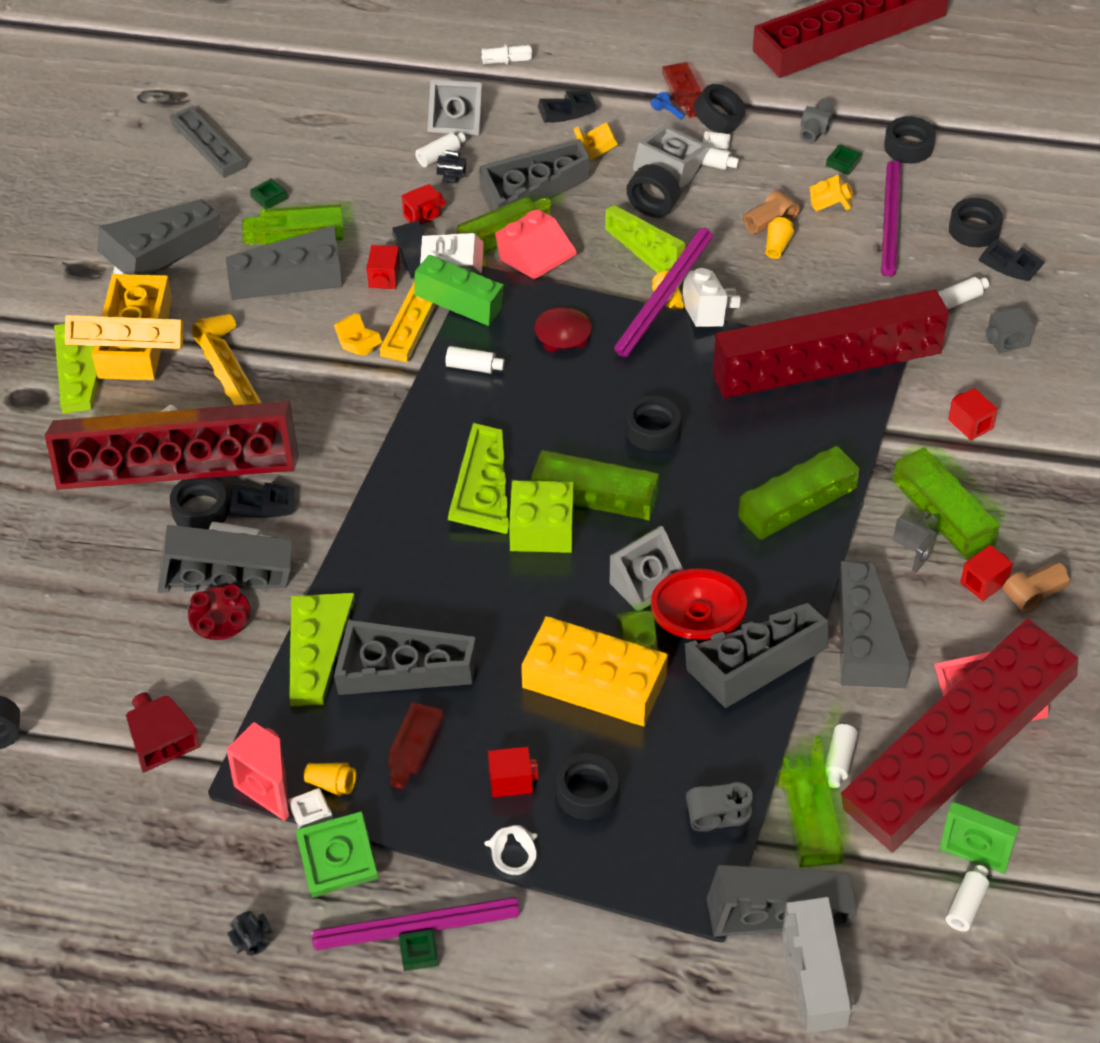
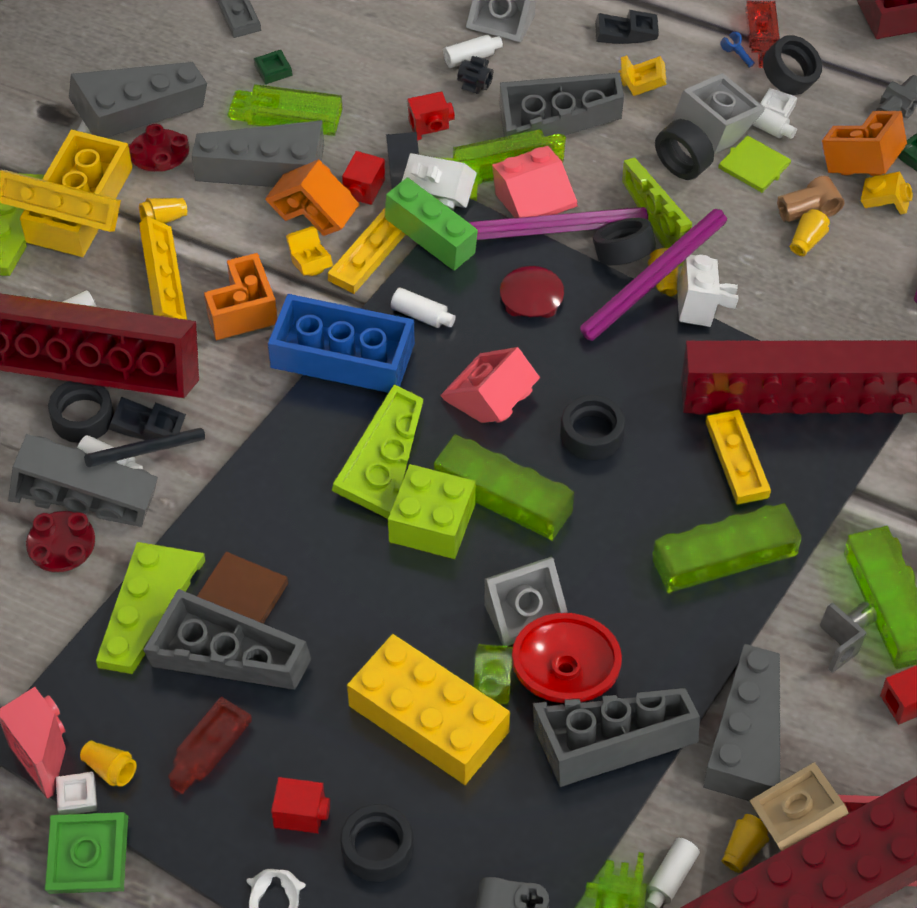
camera: 15 degrees right, 5 degrees up
(192, 278) = (159, 149): none -> dark red dish
(270, 518) = (144, 447): none -> black bar
(316, 383) = (245, 303): none -> orange brick
(346, 285) = (316, 195): none -> orange brick
(399, 608) = (244, 587): none -> reddish brown tile
(415, 399) = (341, 343): none -> blue brick
(556, 407) = (492, 385): none -> coral slope
(569, 269) = (554, 223): none -> magenta axle
(628, 272) = (624, 241): none -> black tyre
(712, 194) = (754, 164): none -> lime piece
(783, 421) = (738, 457): none -> yellow plate
(804, 161) = (865, 147): none -> orange brick
(893, 714) = (745, 842): none -> yellow cone
(932, 672) = (799, 806): none -> tan plate

